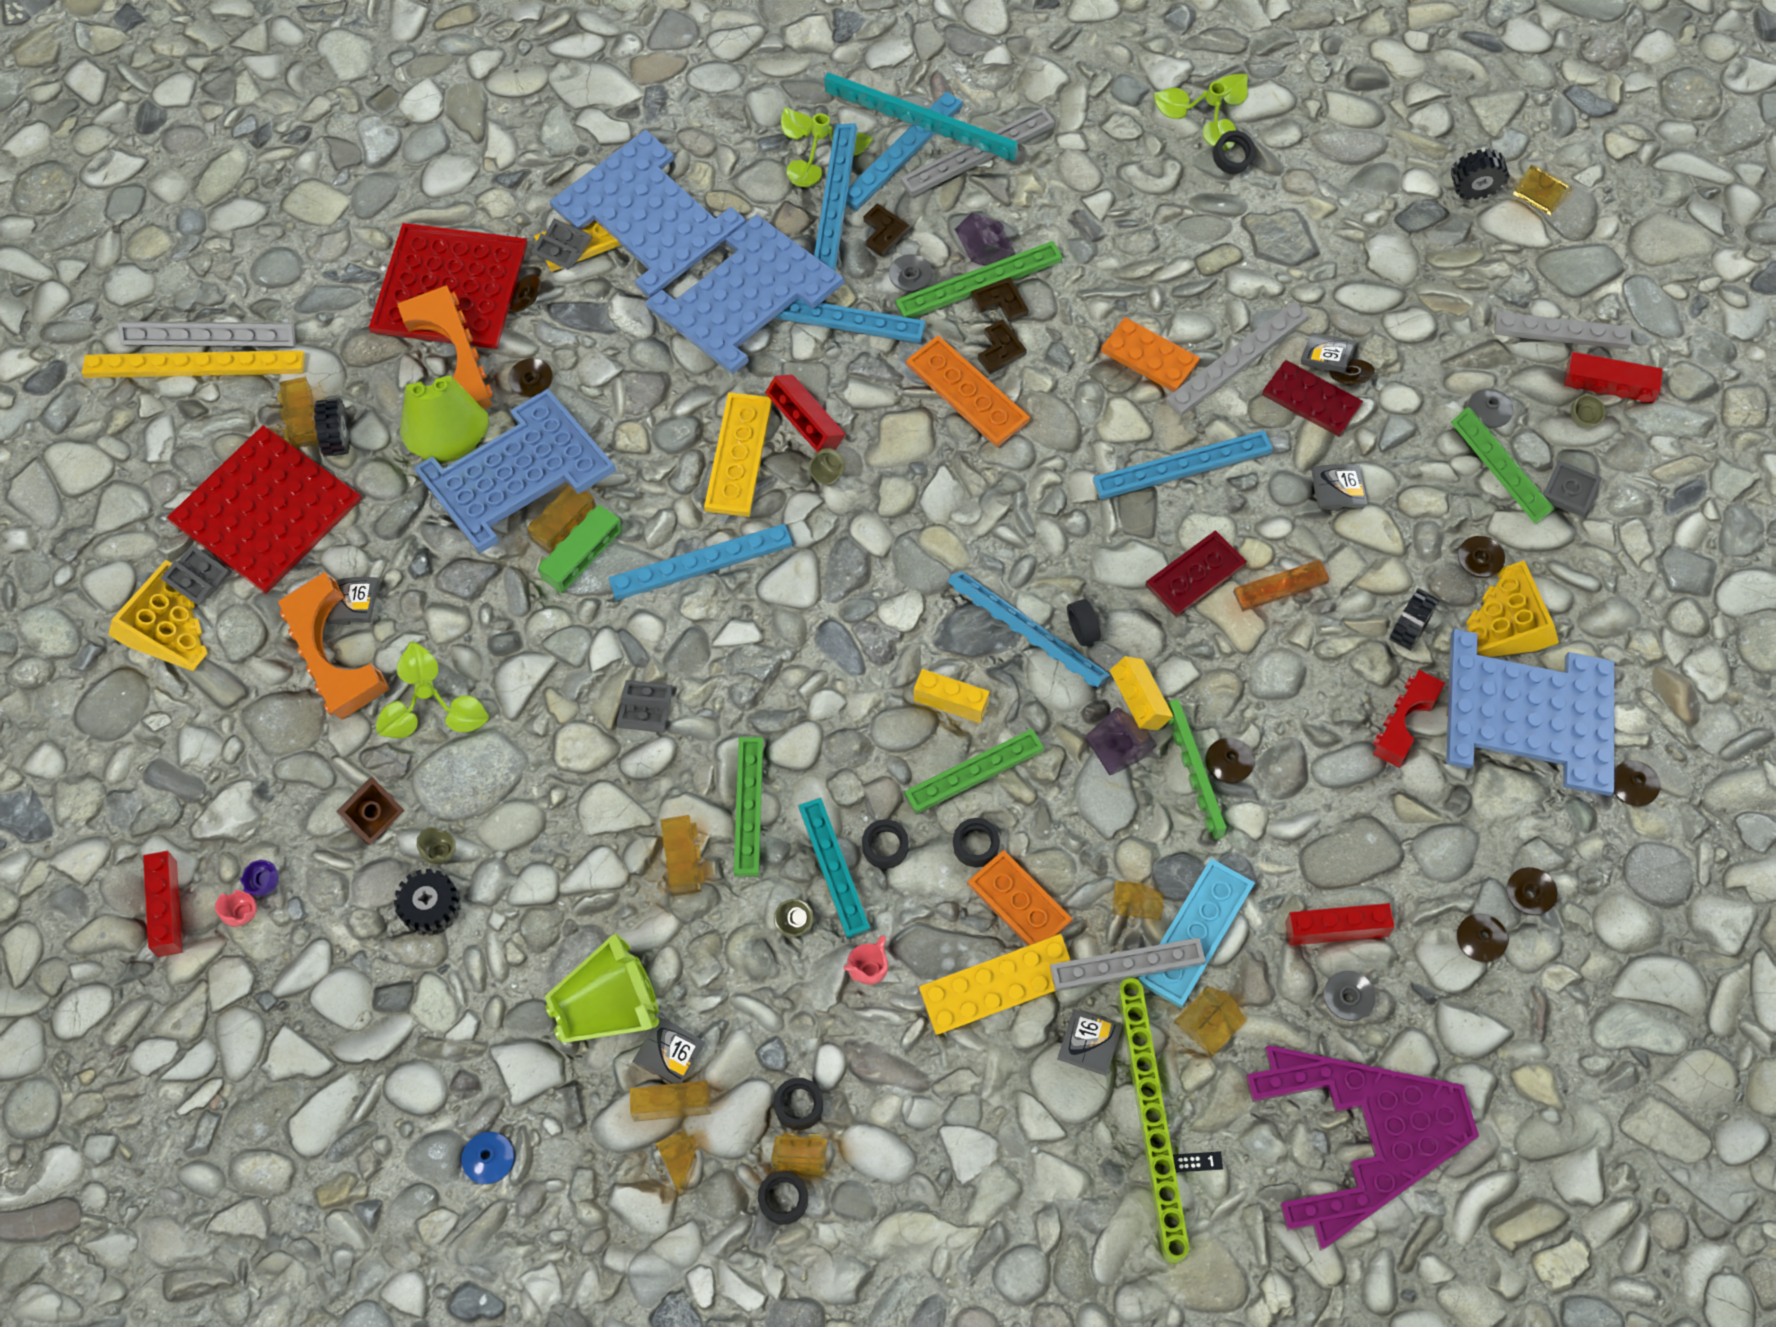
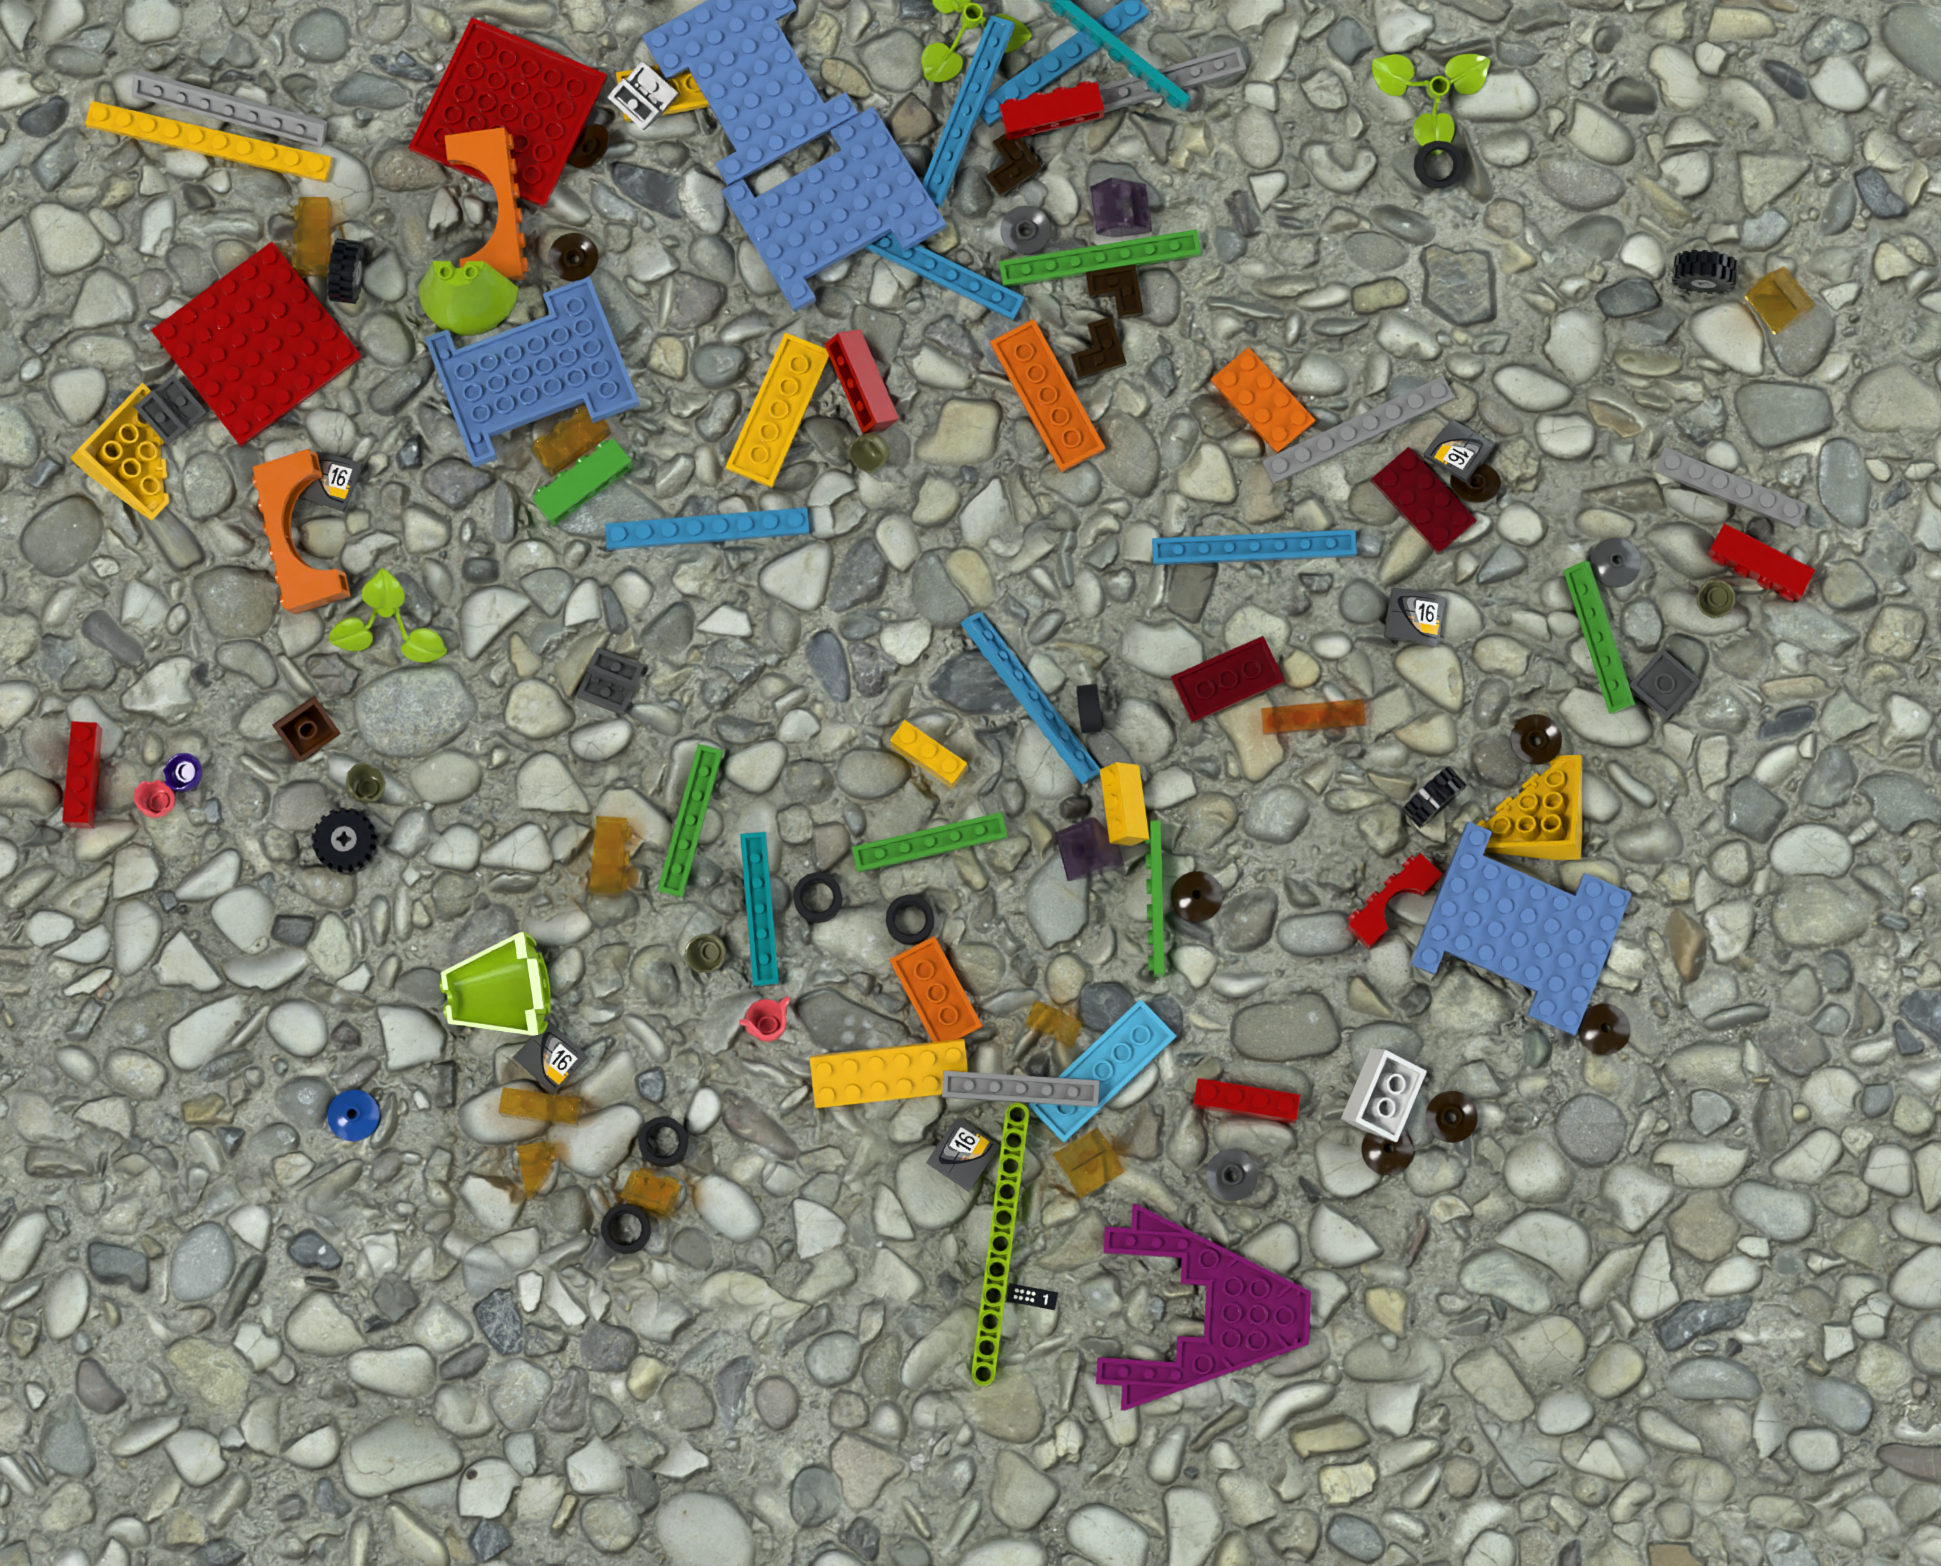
camera: 15 degrees right, 15 degrees up
(906, 180) = (1051, 110): none -> red brick
(1463, 886) = (1383, 1094): none -> white slope

